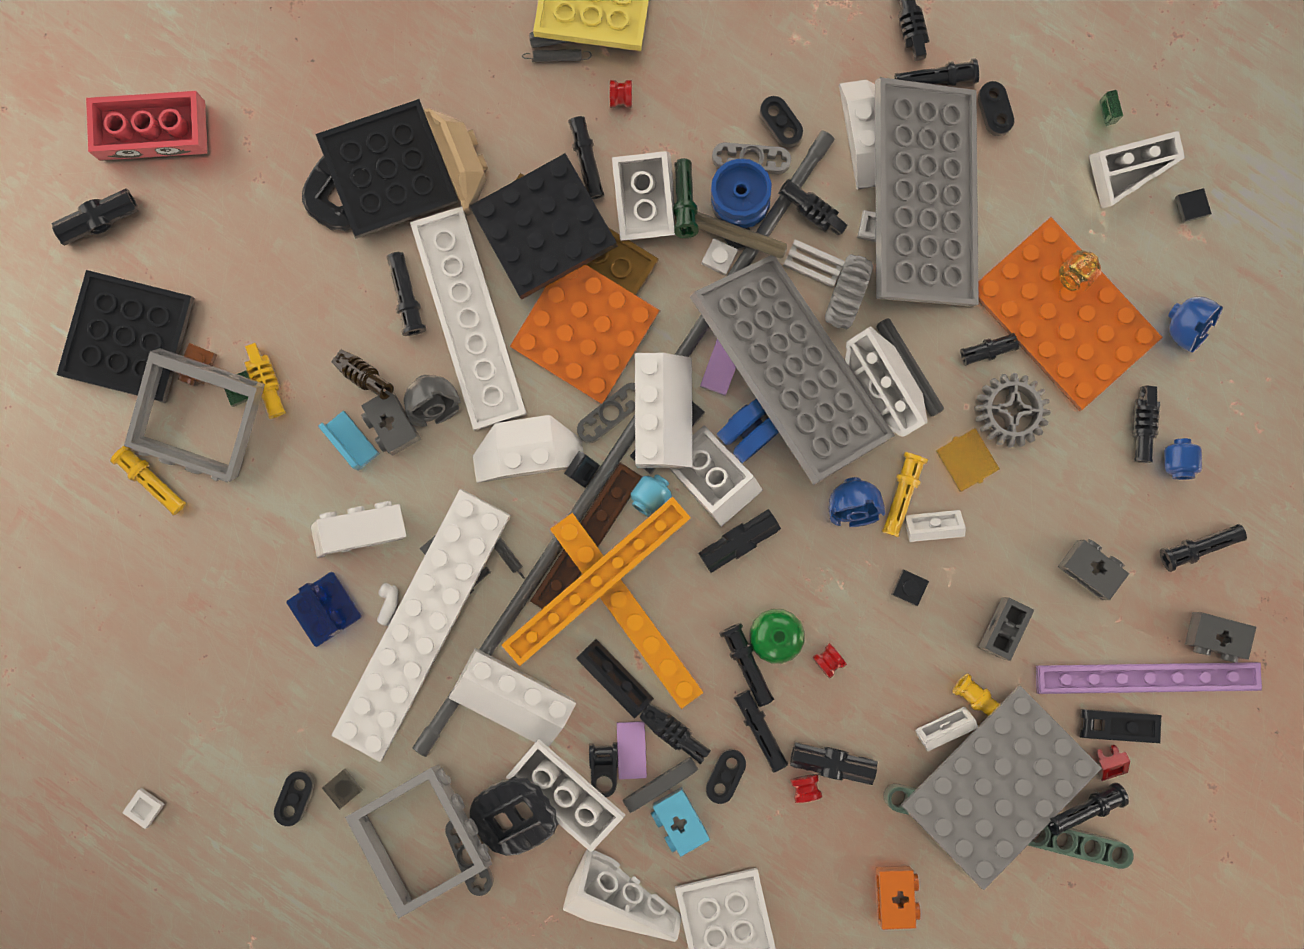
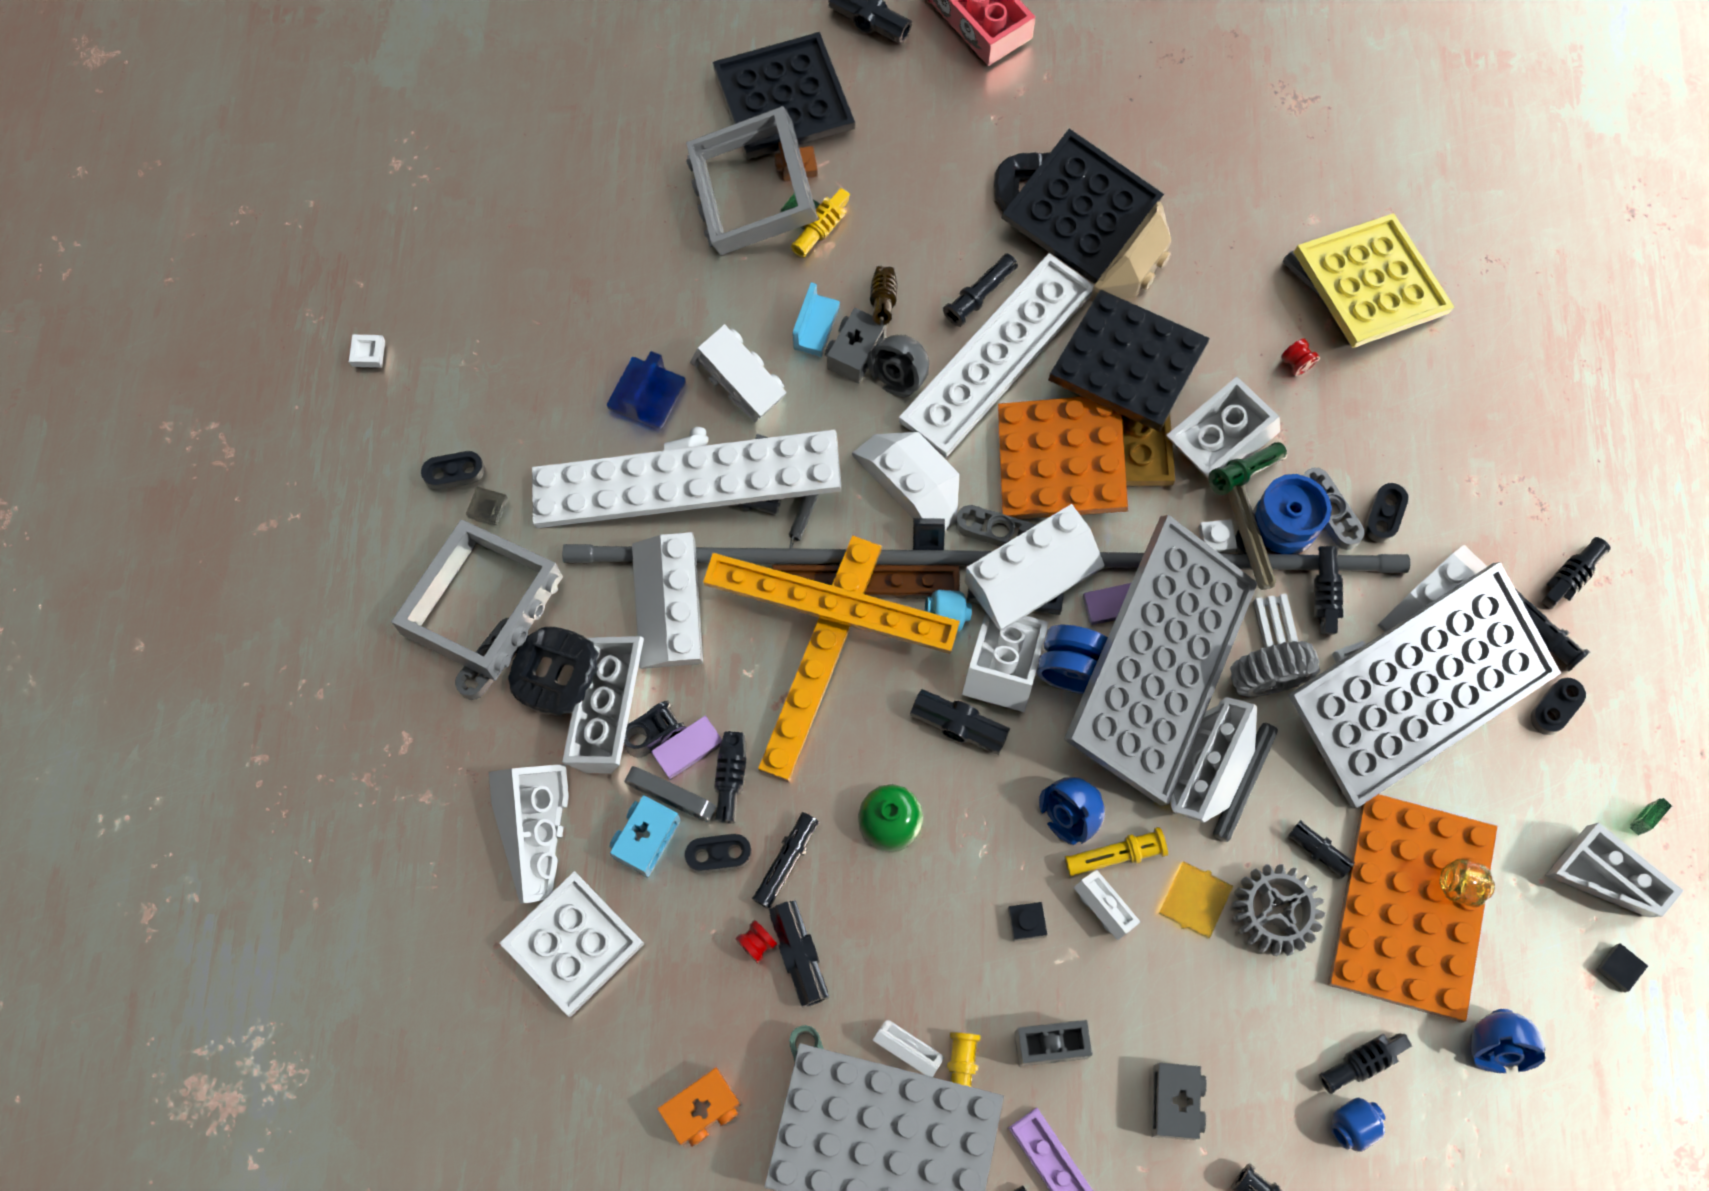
camera: 55 degrees right, 15 degrees down
(139, 471) = (671, 174): yellow pin -> none
(557, 55) = (1291, 285): dark grey piece -> none
(583, 148) = (1227, 355): black pin -> none
(615, 678) = (747, 686): black plate -> none
(742, 653) = (850, 794): black pin -> none
(829, 661) = (899, 883): red wheel -> none

